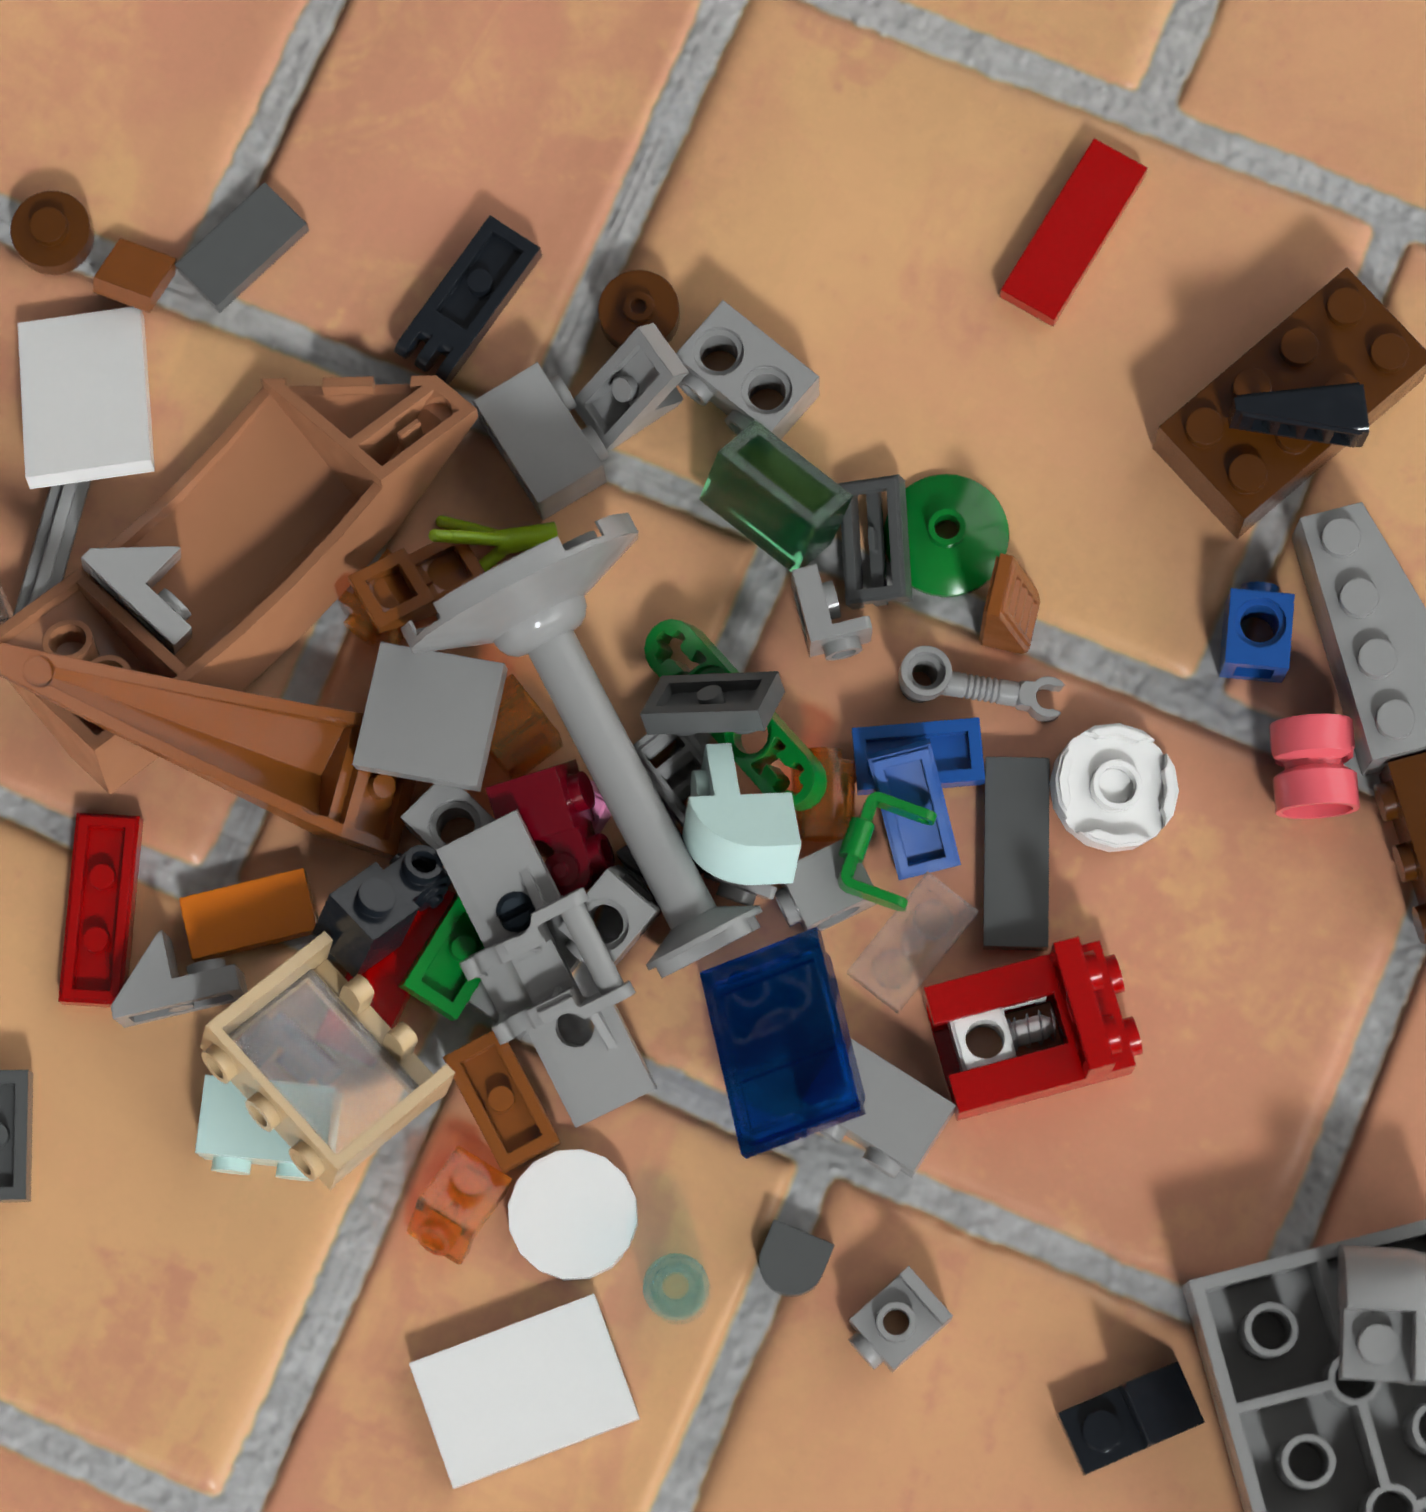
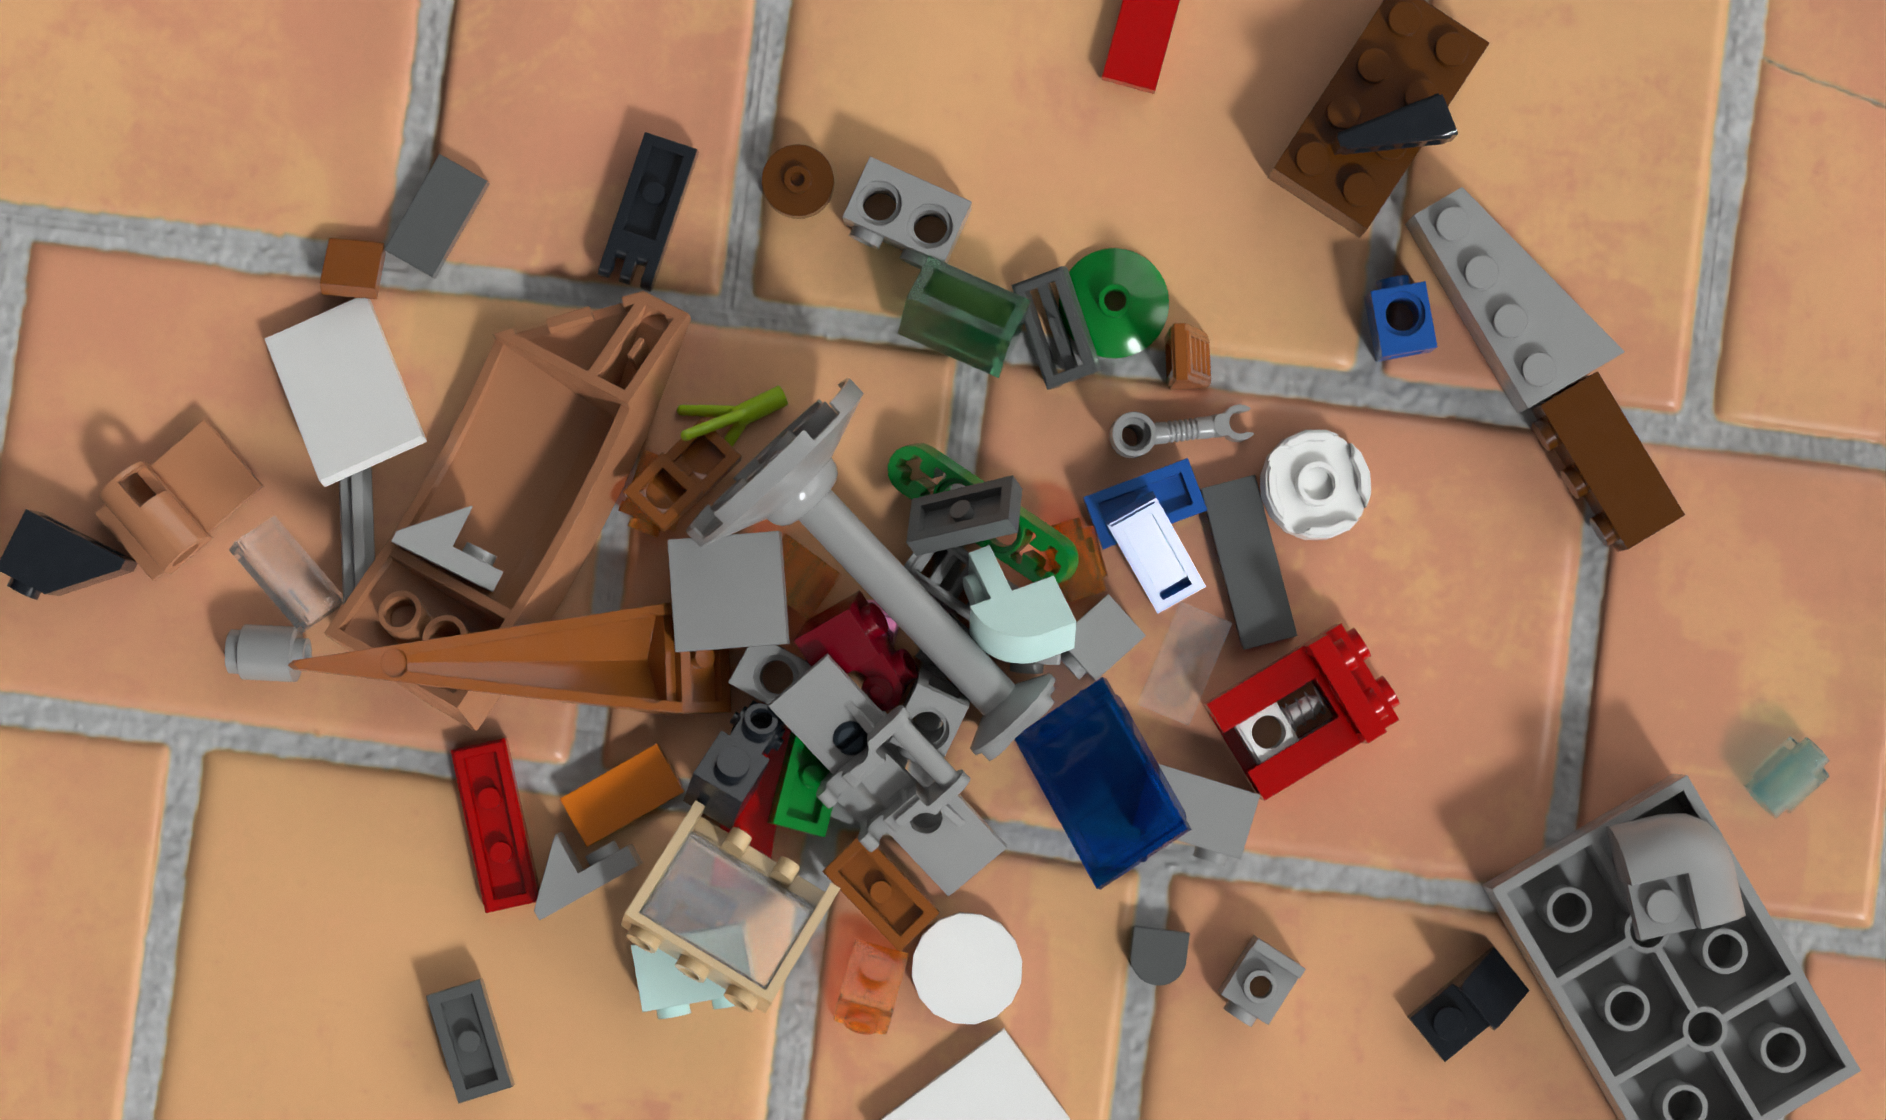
camera: 15 degrees left, 10 degrees up
(52, 232) = (268, 249): reddish brown wheel -> none
(541, 439) = (748, 318): light grey brick -> none
(632, 387) = (811, 253): light grey slope -> none
(689, 1306) = (1066, 992): clear light blue brick -> none
(816, 608) = (1024, 399): light grey bracket -> none
(858, 838) = (1118, 593): green piece -> none
(1313, 756) = (1478, 422): coral wheel -> none

